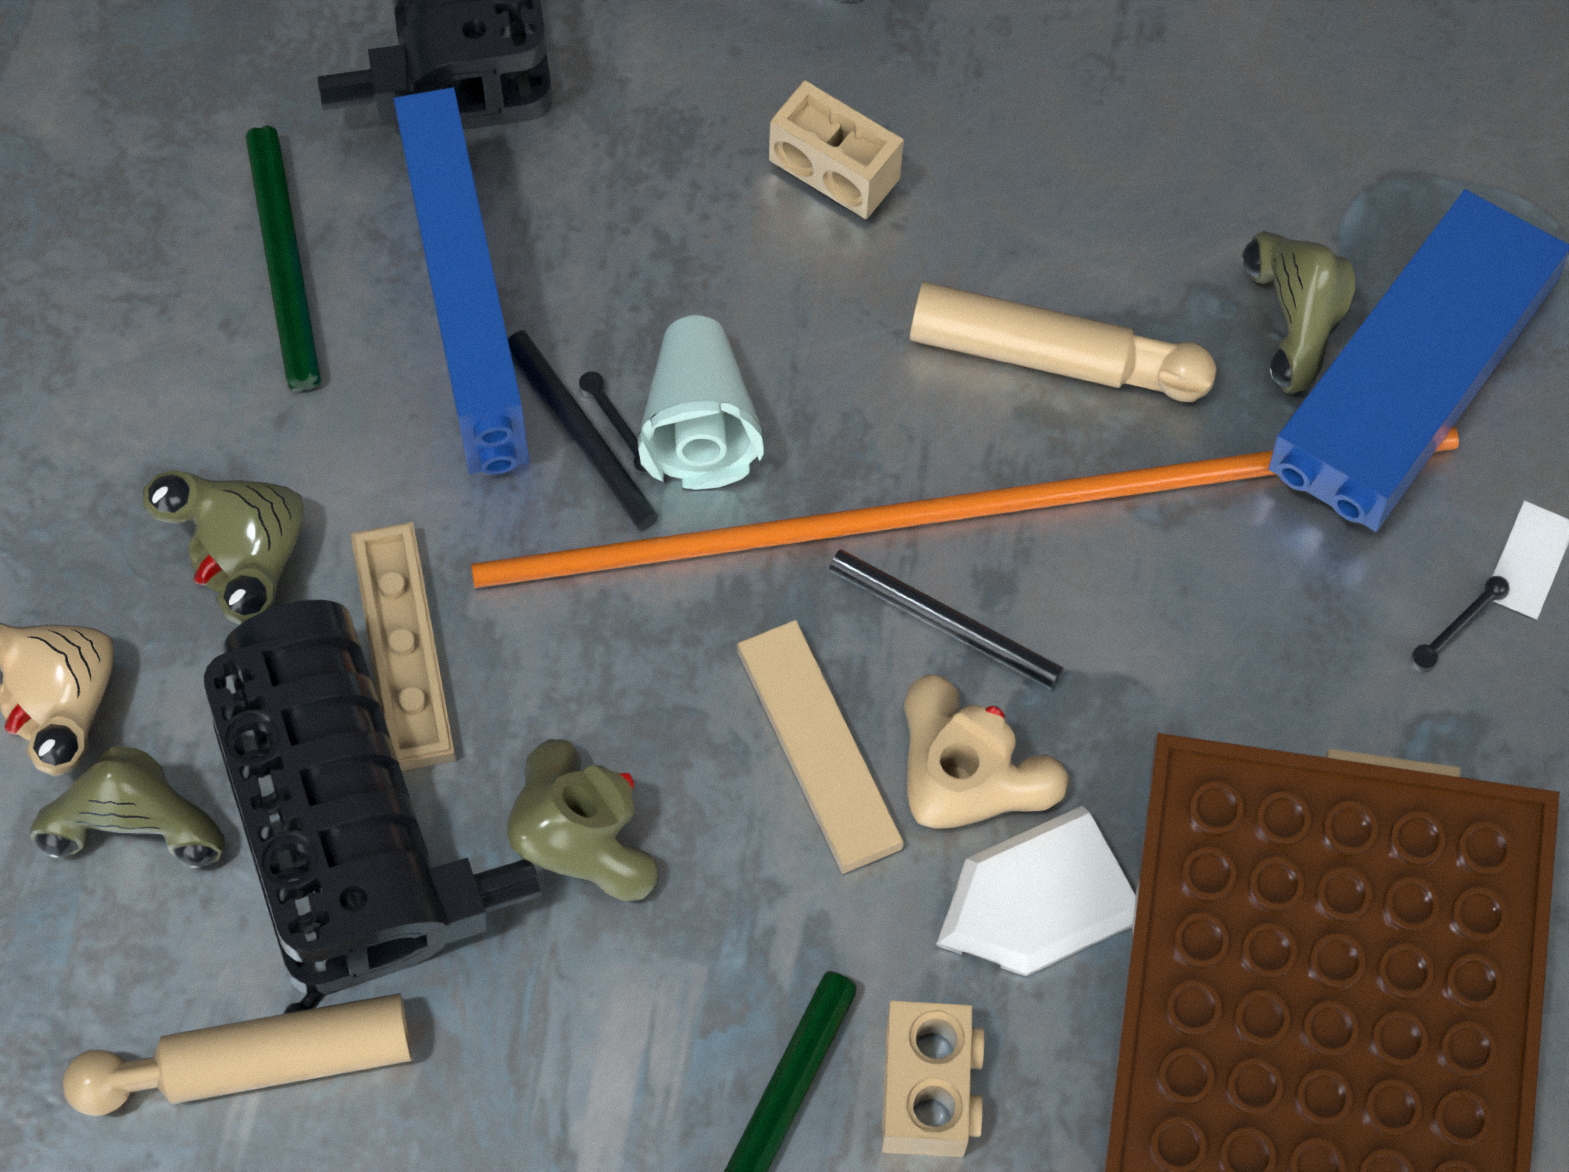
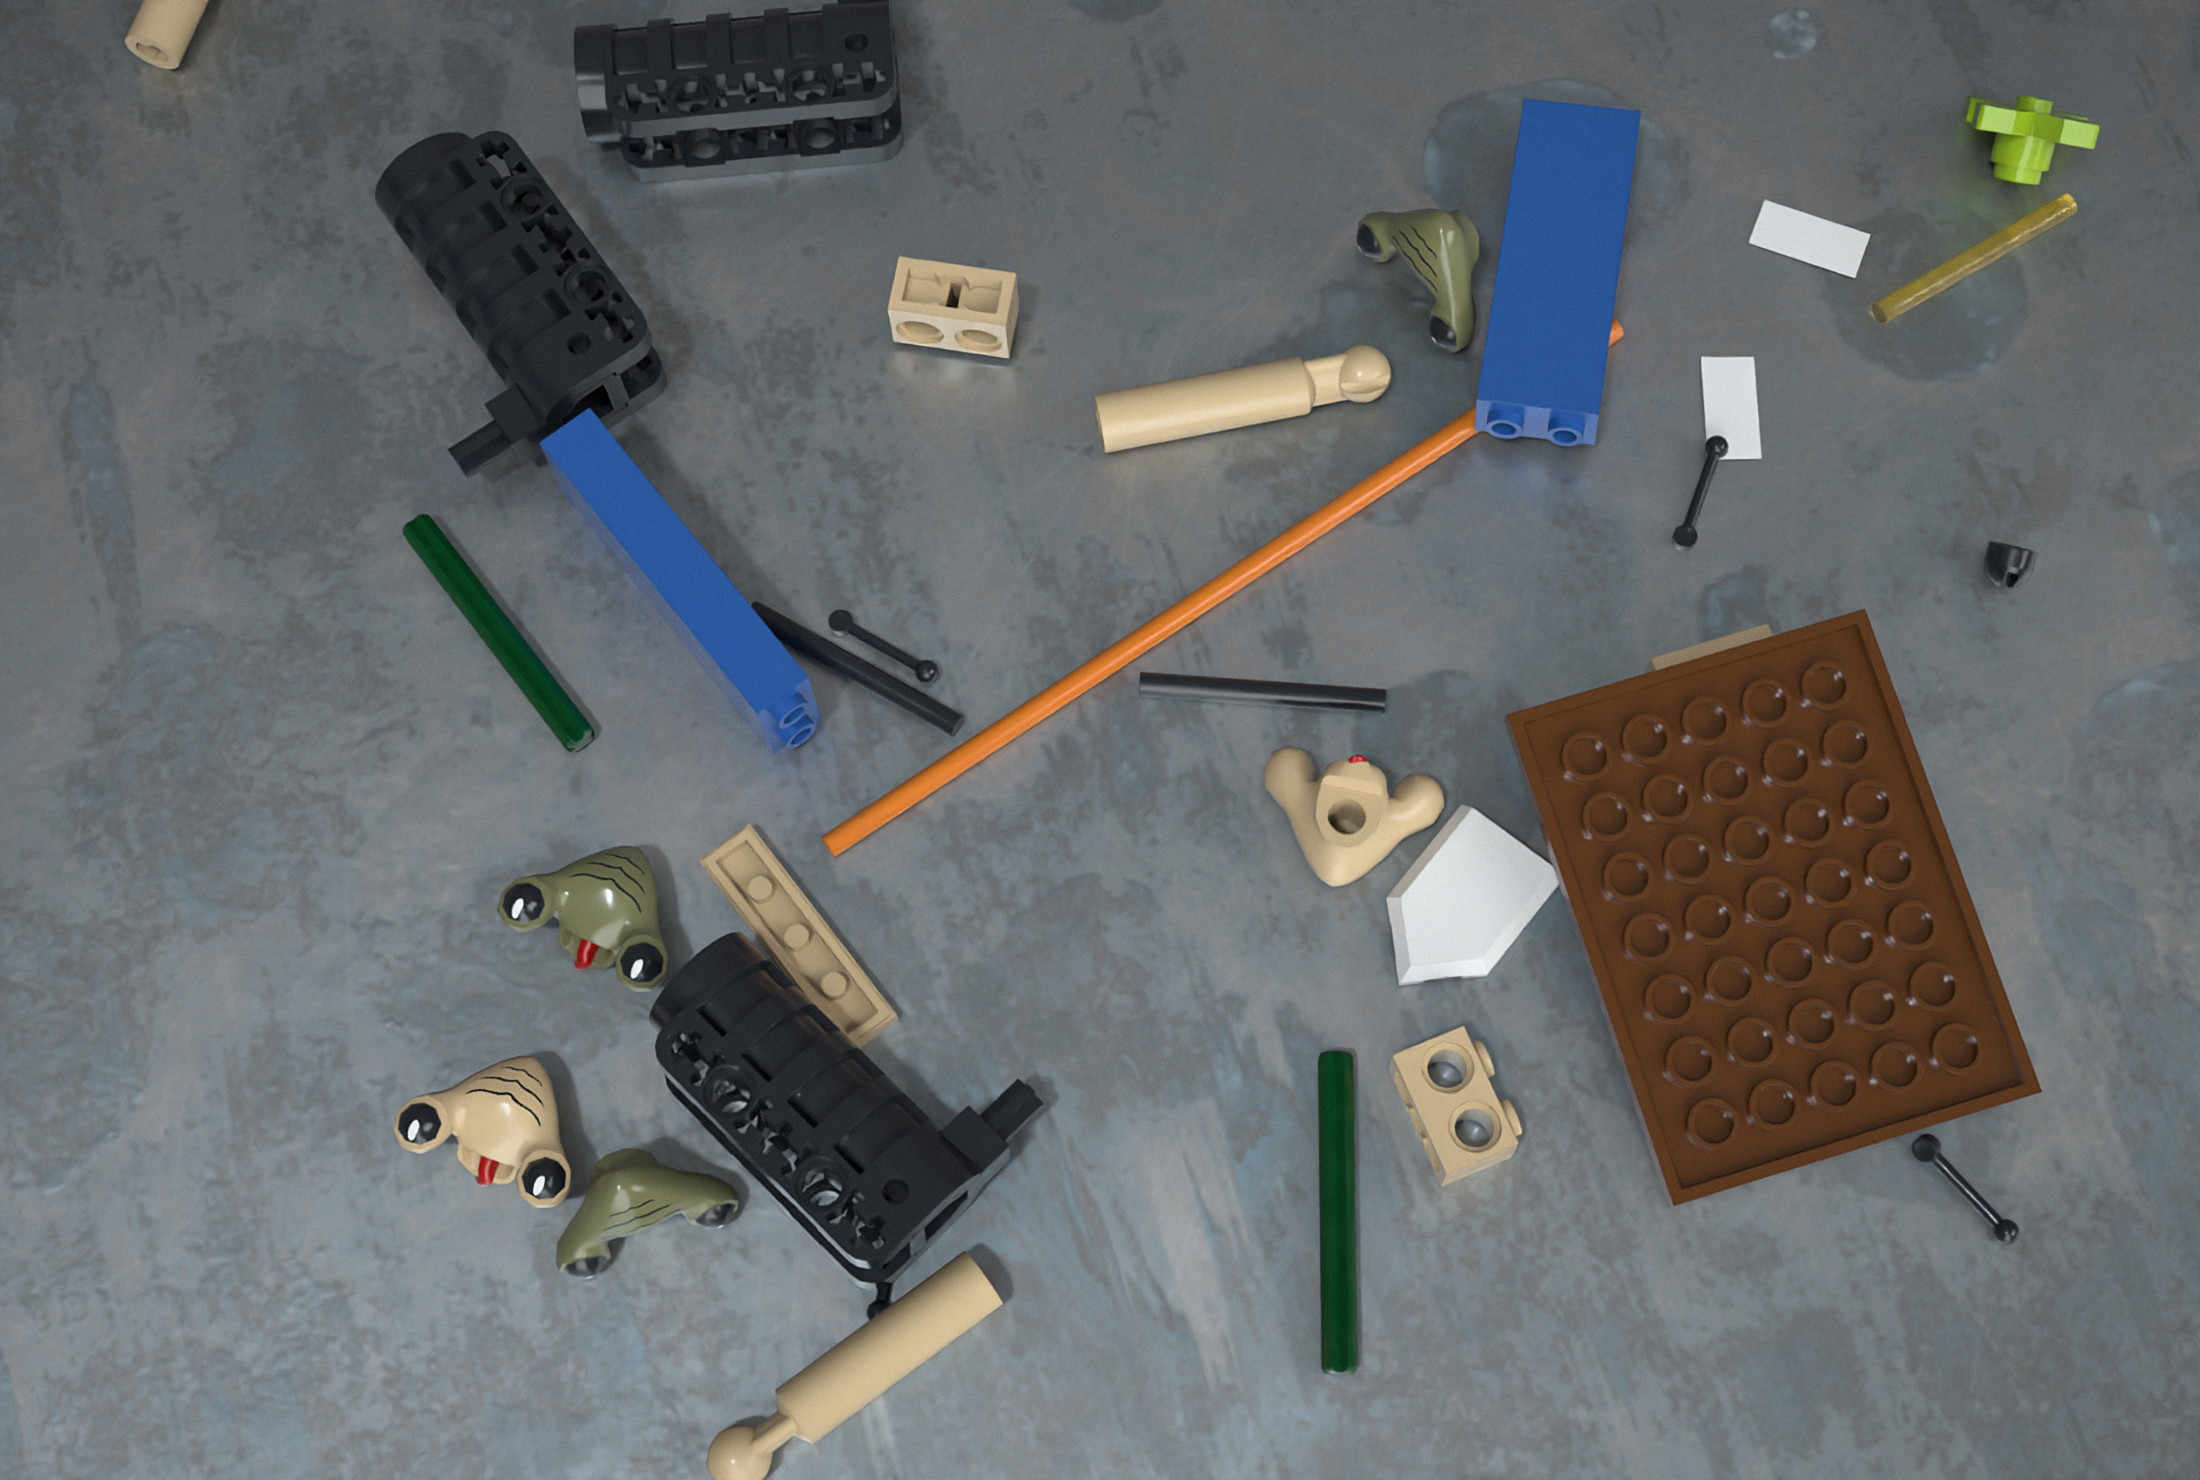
camera: 20 degrees left, 5 degrees up
(571, 822) = (1037, 1028): olive head -> none
(699, 410) = (954, 602): light aqua cone -> none
(819, 747) = (1211, 857): tan tile -> none

